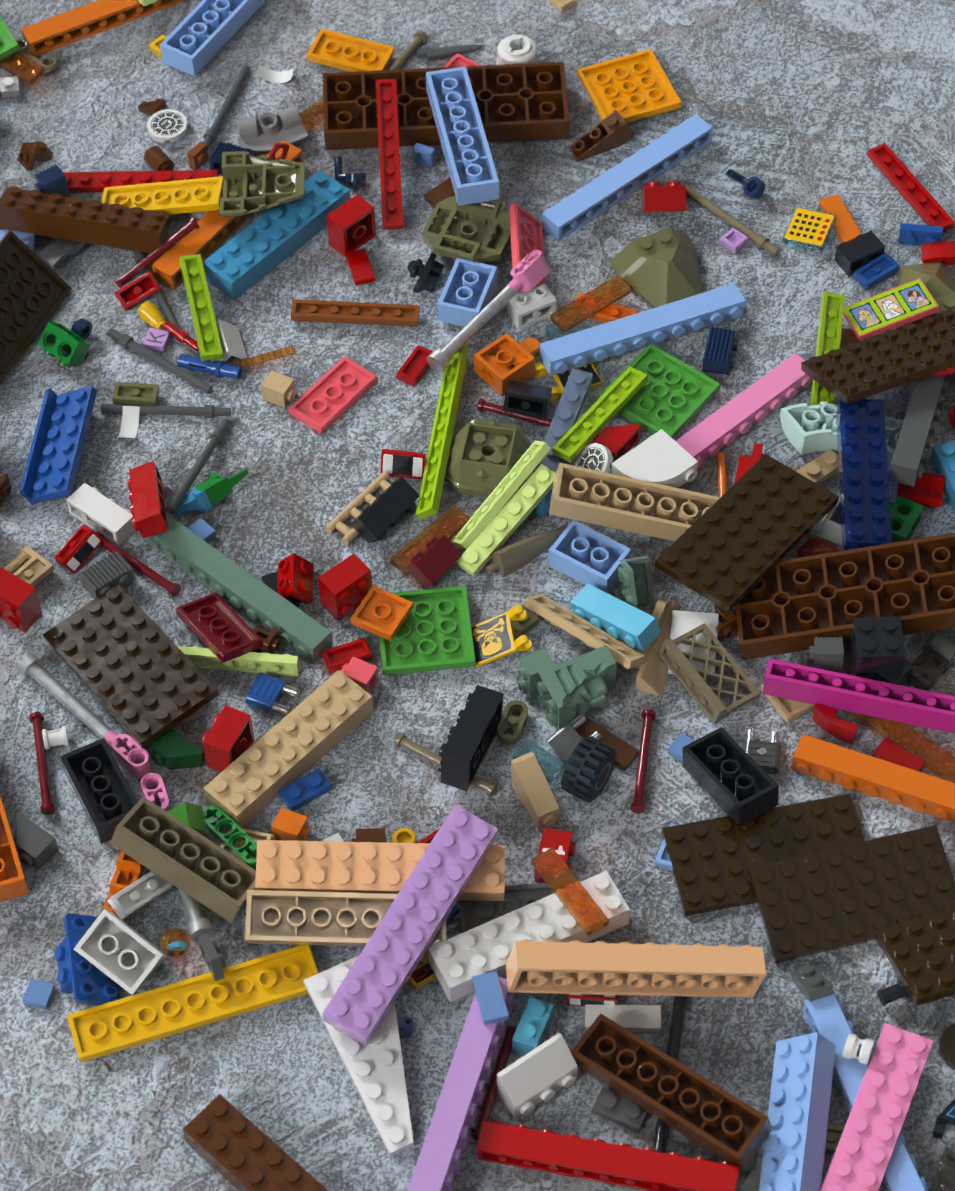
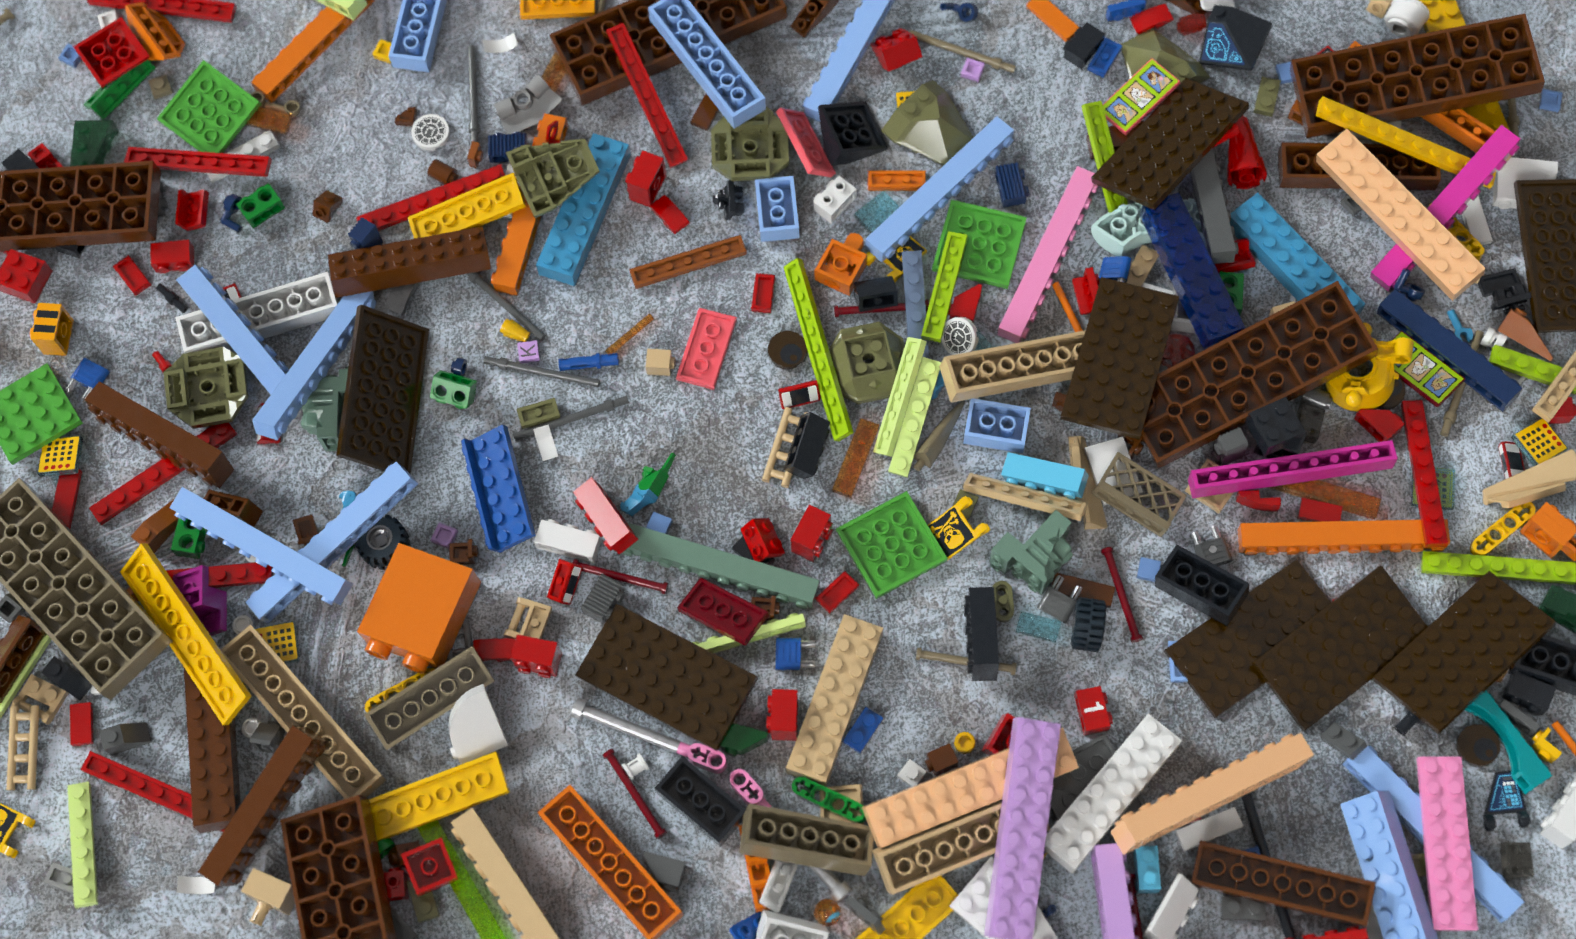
camera: 20 degrees left, 15 degrees up
(137, 290) = (489, 310): red slope -> none
(157, 253) = (490, 270): dark red bar -> none
(181, 335) = (550, 341): red bar -> none
(190, 815) = (785, 799): bright green brick -> none
(201, 307) = (556, 309): lime plate -> none
(215, 439) = (628, 429): dark grey bar -> none
(230, 341) = (590, 332): white panel -> none
(290, 826) = (870, 770): orange brick -> none
(354, 178) = (623, 126): dark blue plate -> none
(361, 673) = (859, 608): coral brick -> none
(382, 613) = (852, 546): orange plate -> none
(413, 422) = (787, 349): none -> dark brown tile
(424, 155) = (672, 81): medium blue tile -> none
(433, 561) = (871, 479): dark red brick -> none
(490, 998) = (1113, 866): medium blue tile -> none
(525, 277) = (823, 177): piece -> none
(534, 791) = (1052, 660): tan slope -> none
(570, 891) = (1131, 746): clear orange plate -> none
(578, 252) = (849, 132): none -> black slope
(590, 303) = (885, 180): clear orange plate -> none
(636, 581) = (1046, 435): sand green bracket -> none
(657, 461) = (1016, 320): white brick -> none
(792, 457) = (1115, 268): none -> blue piece
(809, 229) = (1031, 36): tile -> none
(852, 1046) = (1409, 788): white wheel -> none

